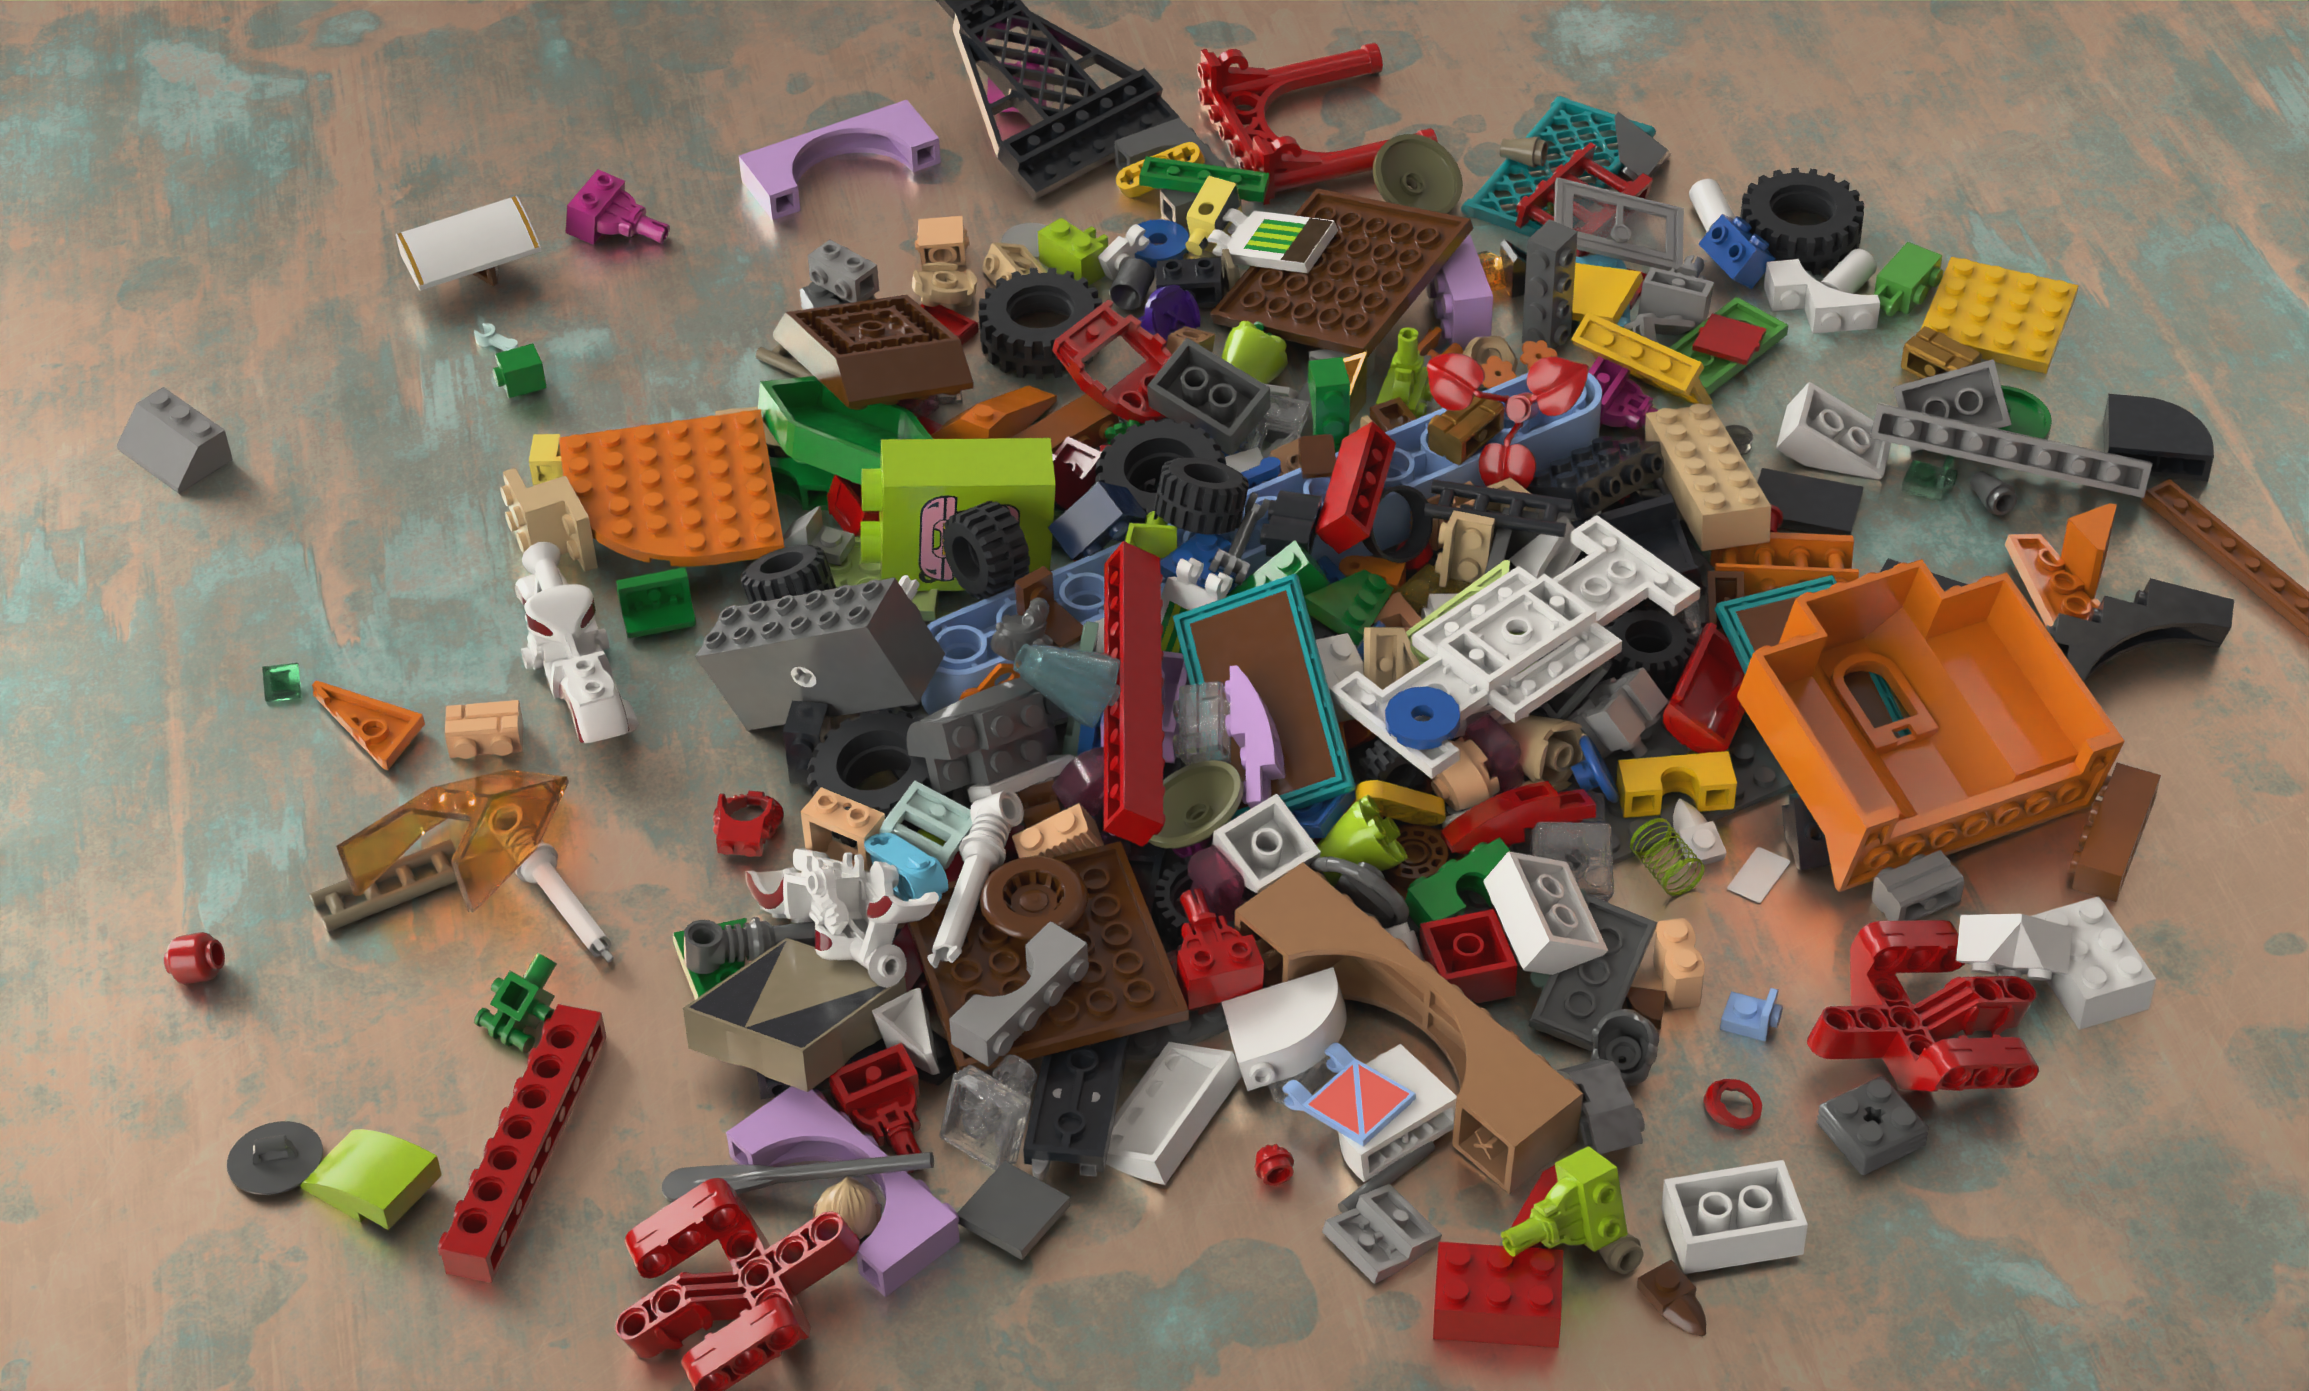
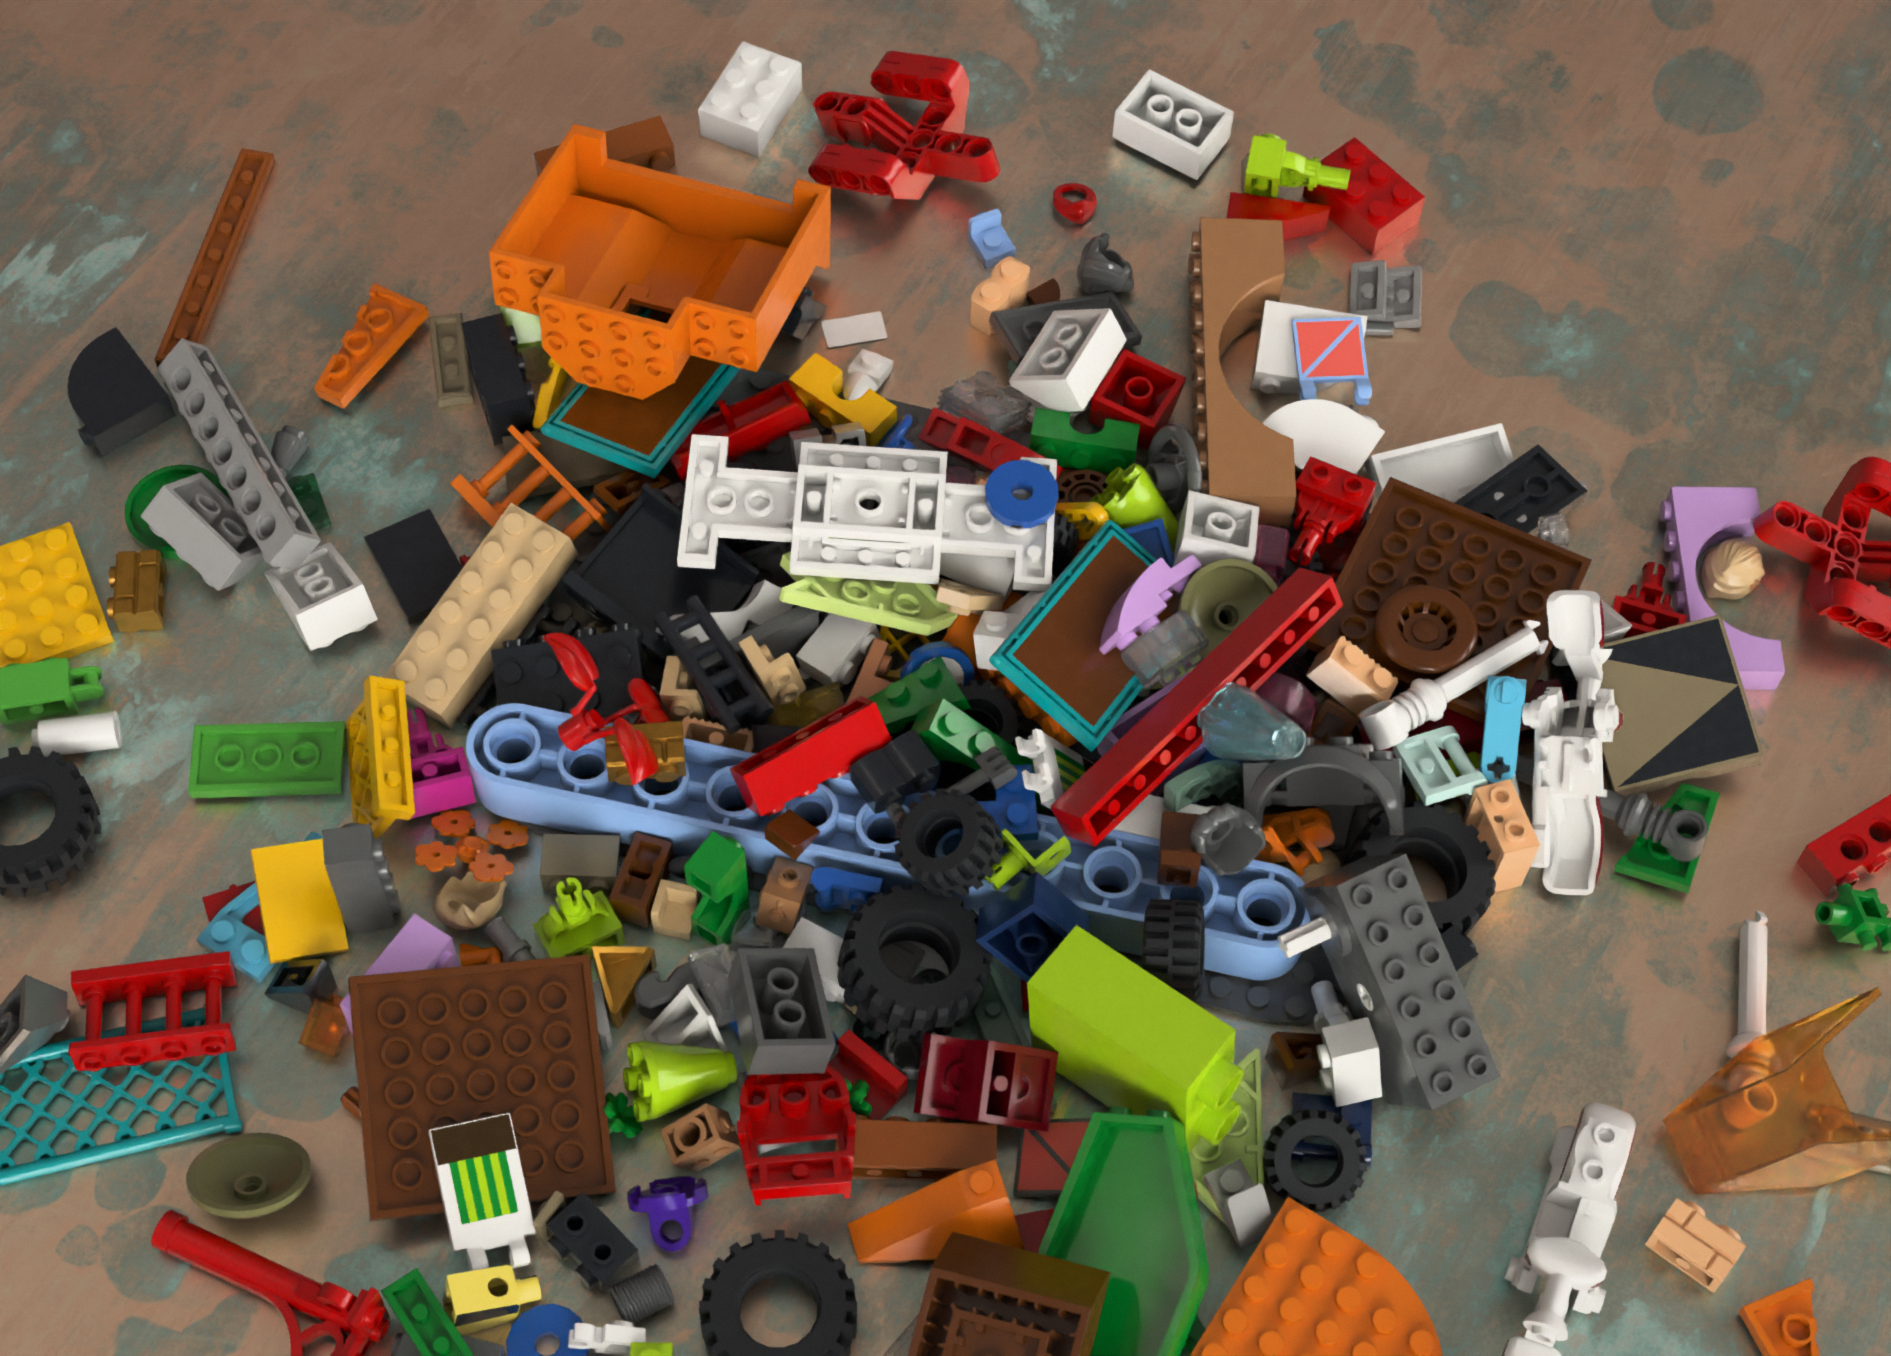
camera: 140 degrees left, 15 degrees up
(656, 602) = (1437, 1270): green bracket -> none
(745, 836) = (1555, 936): red piece -> none
(753, 1177) = (1803, 660): dark grey piece -> none
(984, 1117) = (1589, 537): clear brick -> none
(990, 1025) = (1551, 552): light grey arch -> none
(1013, 1210) = (1617, 483): dark grey tile -> none
(1274, 1165) = (1412, 381): red plate -> none
(1527, 151) = (112, 1120): dark tan cone -> none
(1607, 1109) = (1164, 247): flat silver brick -> none
(1621, 224) = (174, 944): light grey door -> none
(1648, 325) = (306, 810): light grey bracket -> none
(1674, 1297) = (1250, 123): reddish brown plate -> none
(1677, 293) = (221, 834): light grey brick -> none
(1680, 863) = (897, 378): lime piece -> none
(1709, 202) = (60, 909): white brick -> none
(1729, 339) = (261, 748): red piece -> none
(1737, 250) = (121, 831): blue brick -> none
(1741, 437) = (378, 663): clear smoke tile -> none
(1826, 309) = (133, 763): white arch -> none
(1872, 1125) = (1013, 120): dark grey brick -> none
(2014, 945) = (799, 114): white slope -> none
(2087, 545) = (313, 328): orange slope -> none
(2156, 616) = (389, 266): black arch -> none

